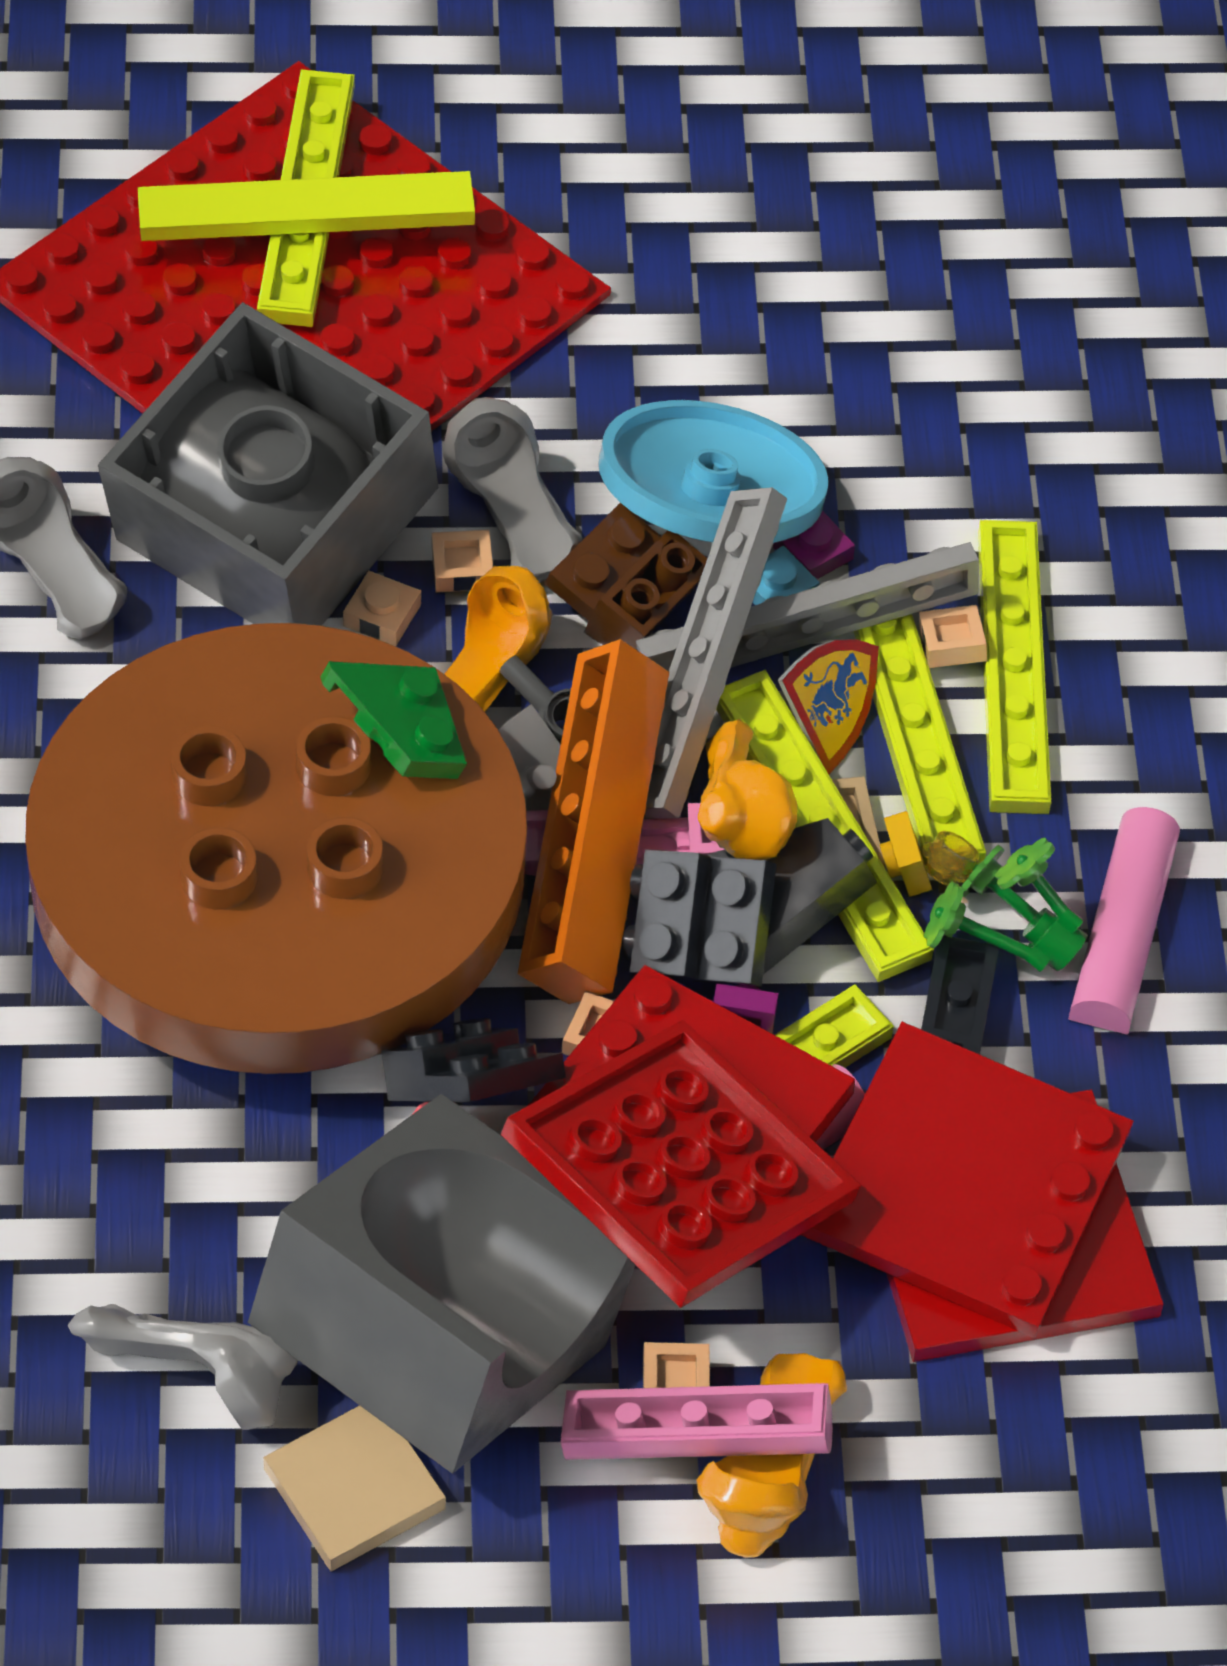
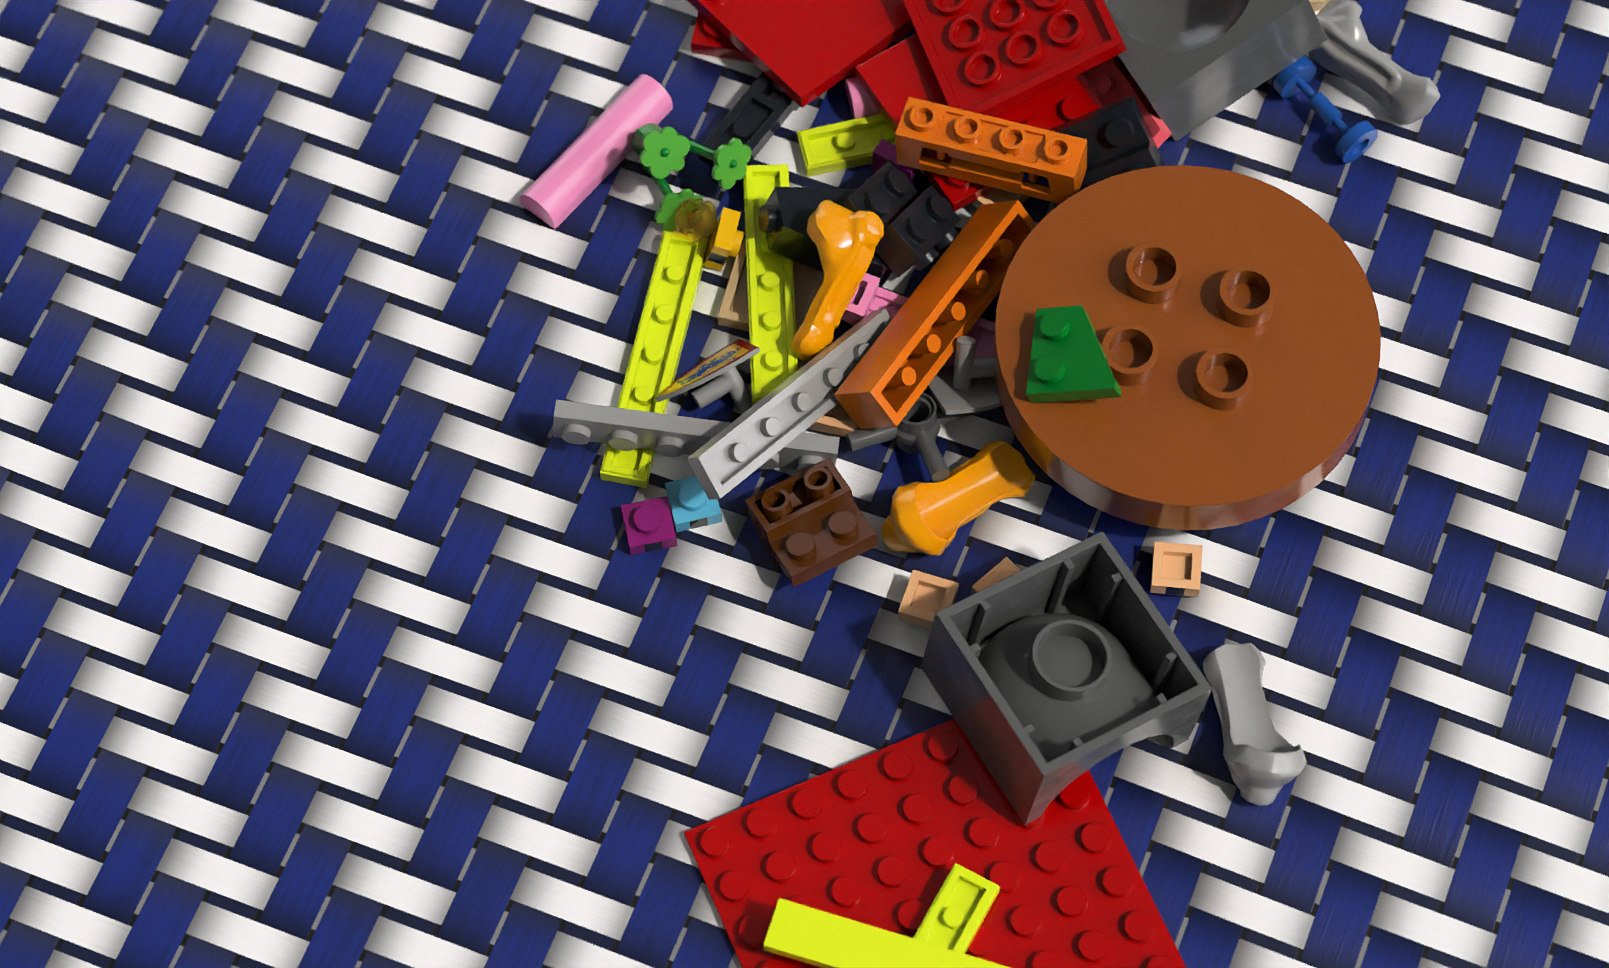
camera: 150 degrees left, 10 degrees up
(165, 1254) = (1354, 140): none -> blue wheel
(497, 457) = (859, 662): light grey hair -> none
(619, 986) = (990, 150): none -> orange brick
(686, 456) = (703, 586): medium azure dish -> none
(952, 636) = (594, 389): light nougat plate -> none
(1014, 668) = (554, 376): neon yellow tile -> none

